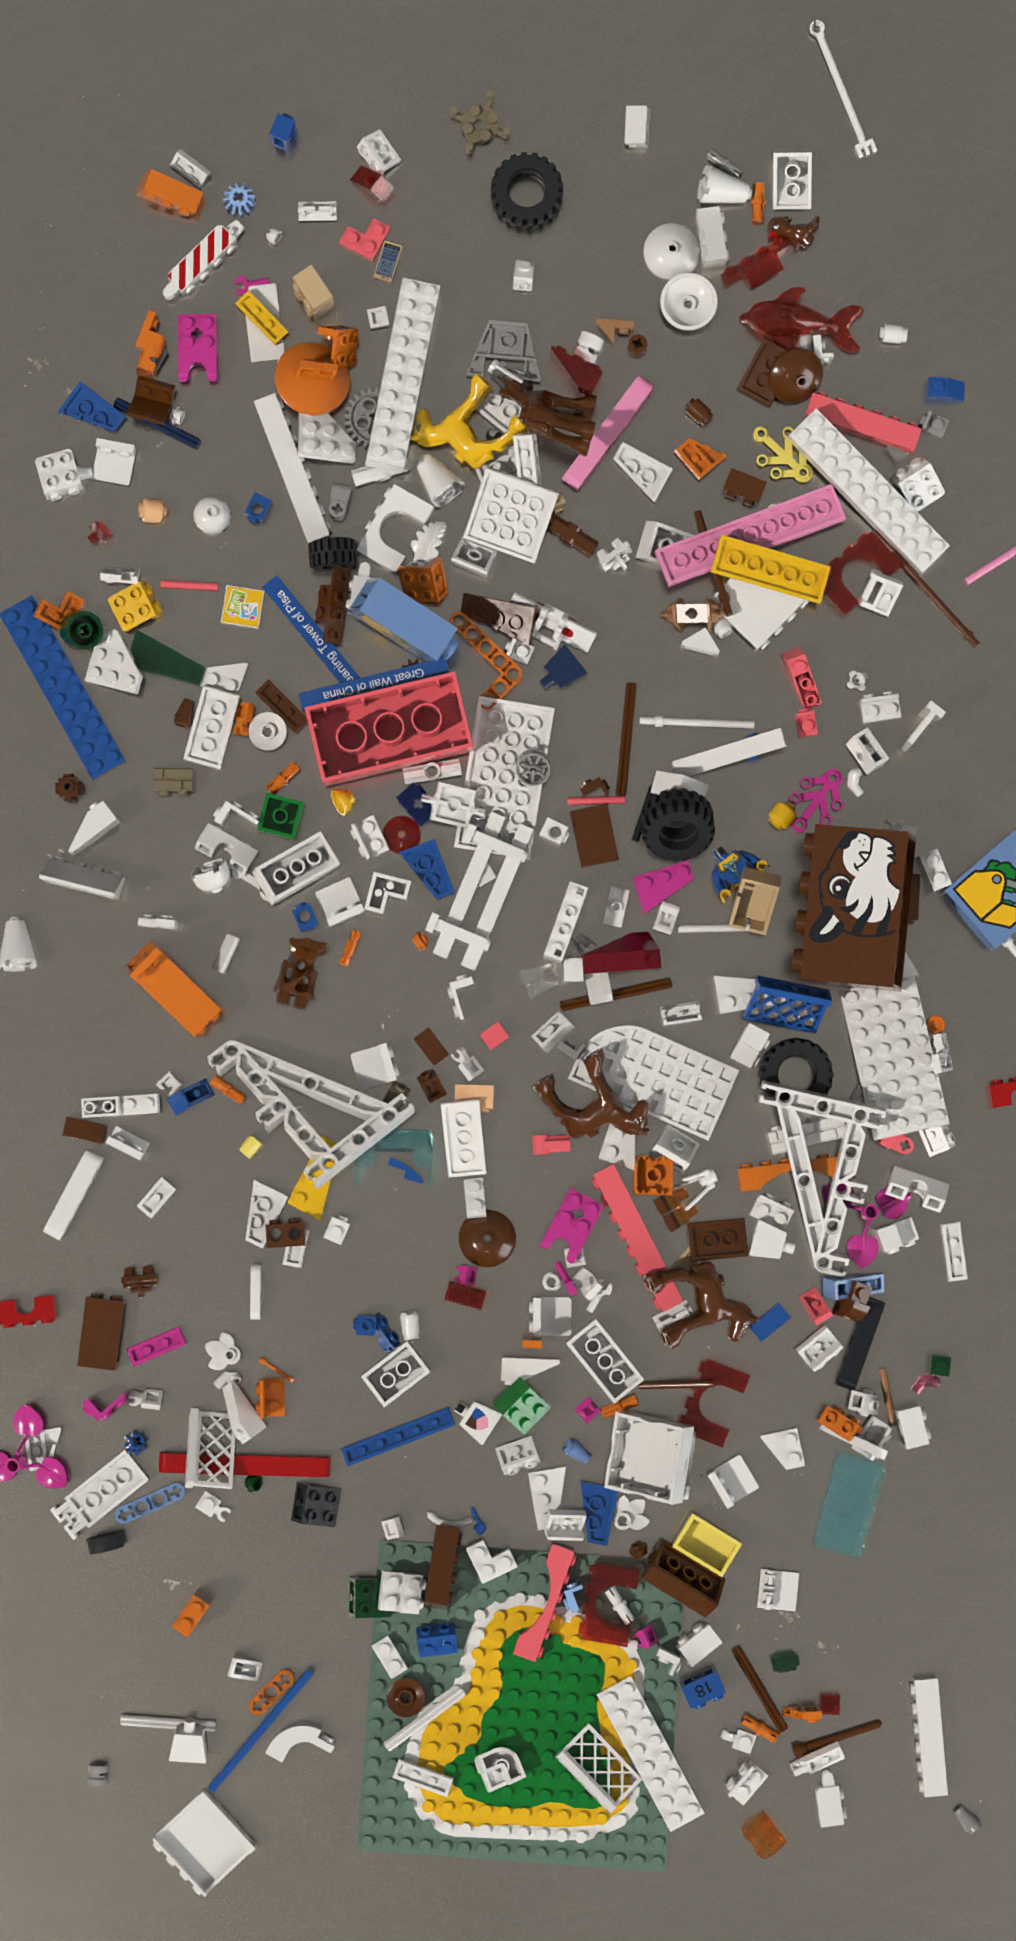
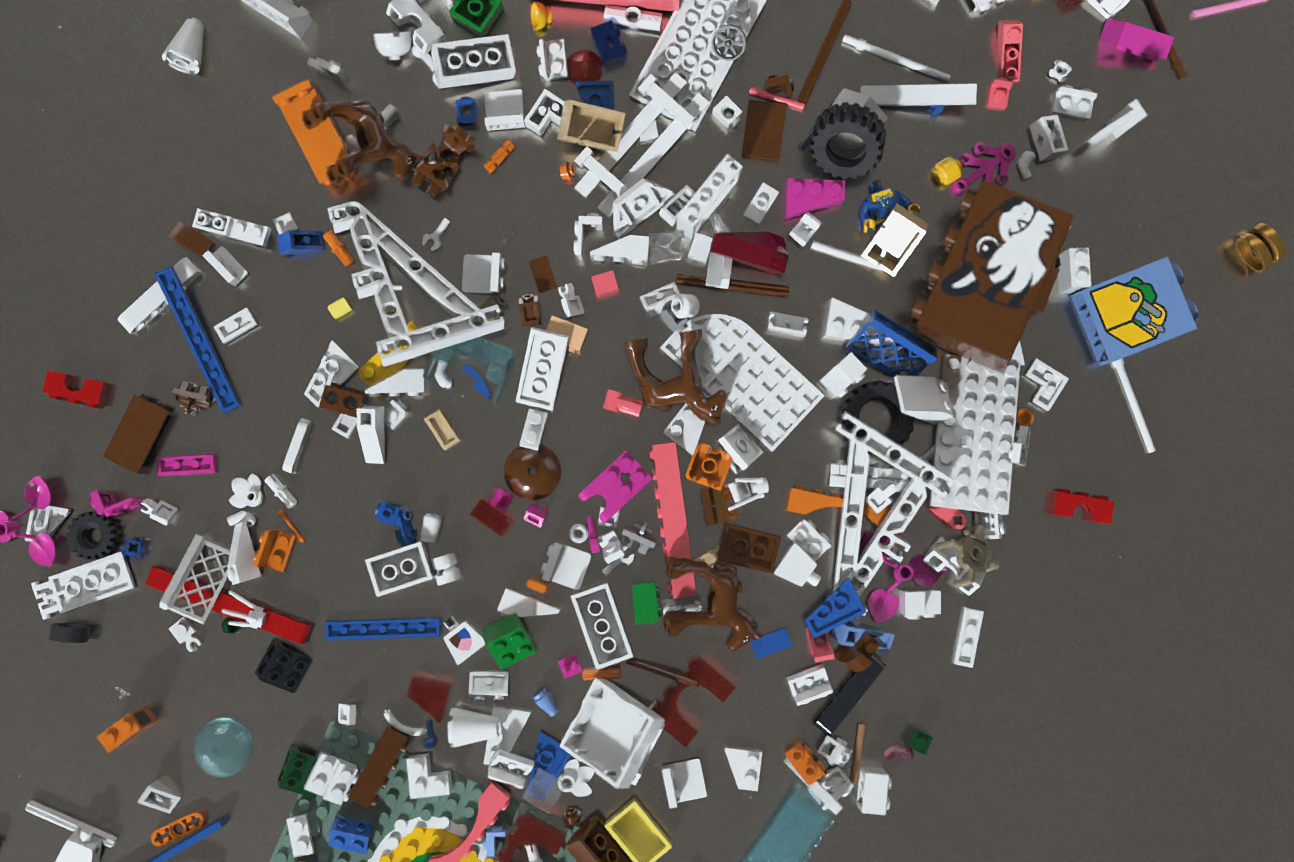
camera: 20 degrees right, 0 degrees up
(78, 1447) = (79, 539): none -> black tyre
(126, 1223) = (197, 339): none -> blue tile
(149, 1500) = (128, 610): medium blue beam -> none
(227, 977) = (370, 137): none -> reddish brown animal
(255, 1340) = (281, 491): none -> white axle
(276, 1467) = (256, 617): none -> white plant
(290, 1588) = (235, 746): none -> clear light blue dish
(317, 1044) = (436, 235): none -> white bar
(324, 1255) = (371, 433): none -> white slope
(333, 1196) = (403, 381): none -> white slope
(369, 1178) = (441, 376): none -> white arm
(387, 1228) = (442, 429): none -> tan tile
(430, 893) = (590, 126): none -> tan piece
(438, 1358) = (446, 569): none -> white wheel
(452, 805) = (641, 52): white plate -> none
(464, 1484) = (429, 696): none -> clear red wing
(500, 950) = (637, 205): none -> white wing
(505, 994) = (629, 248): none -> white slope
(505, 1279) = (535, 515): none -> dark pink tile
(516, 1498) = (472, 727): none -> white cone
(532, 950) = (668, 212): none -> white slope
(578, 1031) = (685, 306): none -> white head
(604, 1534) = (544, 790): none -> clear piece
(608, 1263) = (631, 534): none -> light grey hips
(637, 1323) = (645, 602): none -> green brick
(690, 1189) = (739, 491): none -> white tile
(819, 1269) = (836, 609): none -> blue wing
(823, 1149) = (880, 497): none -> white plate
(832, 1041) = (924, 398): none -> white slope
(919, 628) = (1137, 39): none -> dark pink wedge
(921, 1176) = (965, 555): none -> dark tan plate
(950, 985) = (1050, 383): none -> white plate

